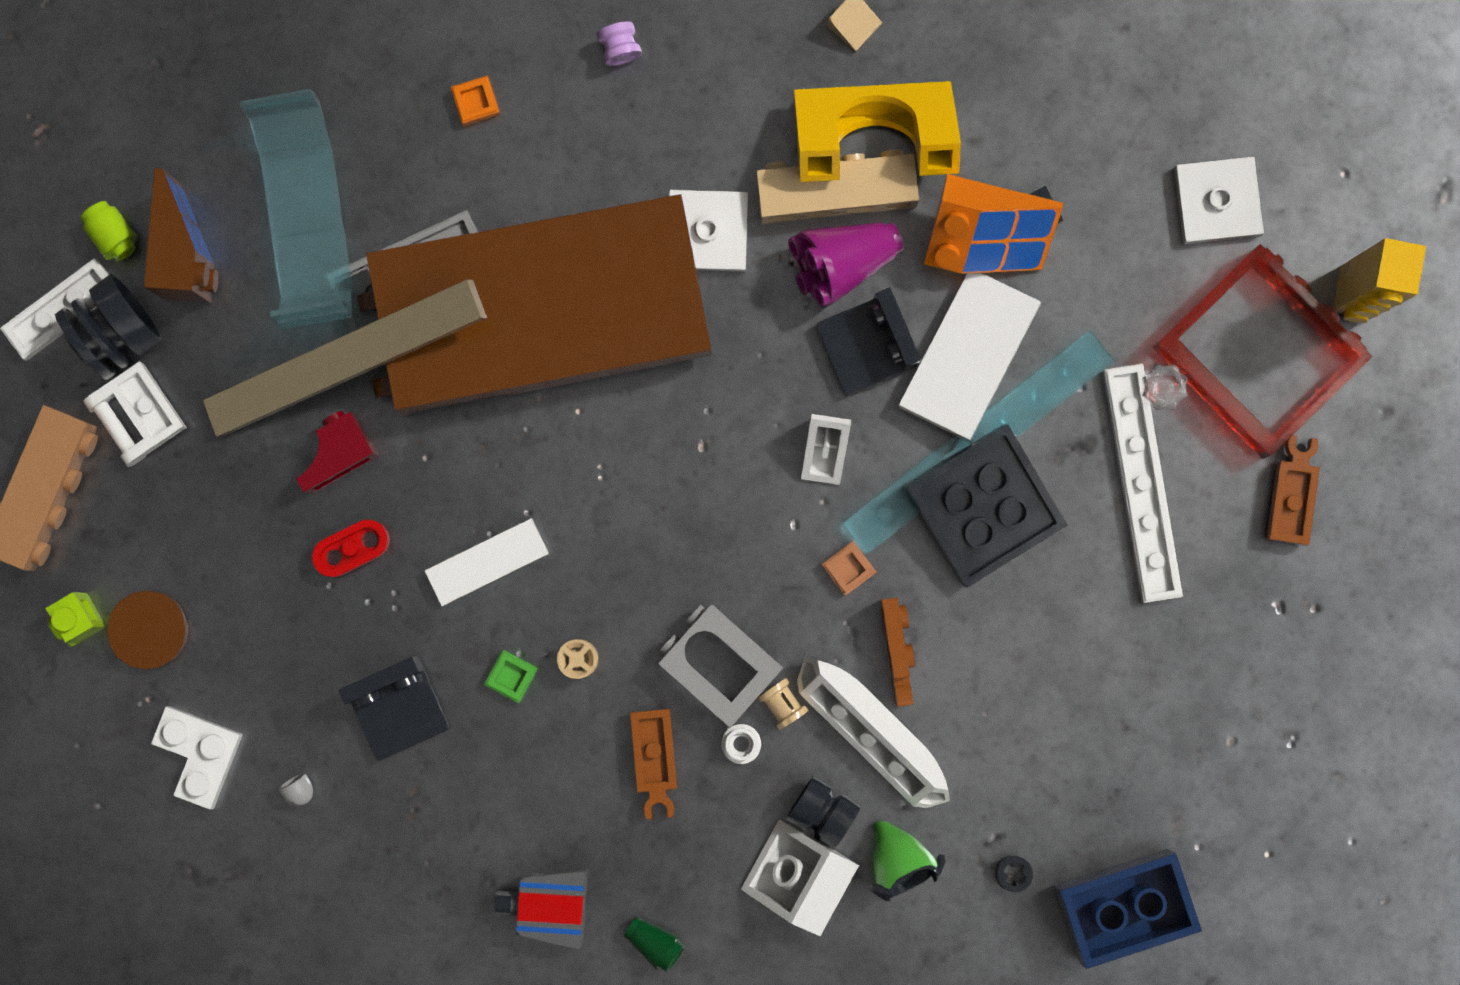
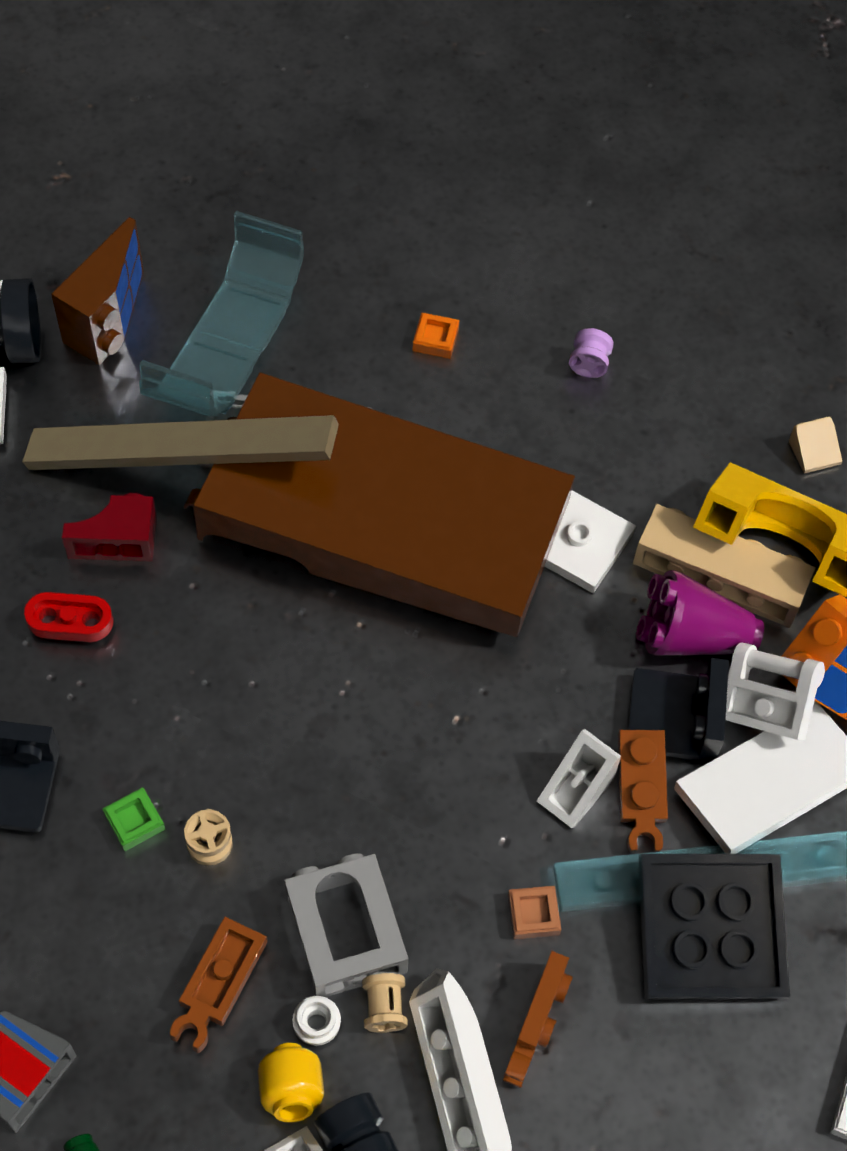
camera: 25 degrees right, 25 degrees down
(109, 231) = (55, 261): lime brick -> none
(487, 562) = (184, 702): white tile -> none
(751, 800) = (290, 1082): none -> yellow head
(874, 420) = (643, 784): none -> dark orange plate
(935, 301) = (768, 706): none -> white plate

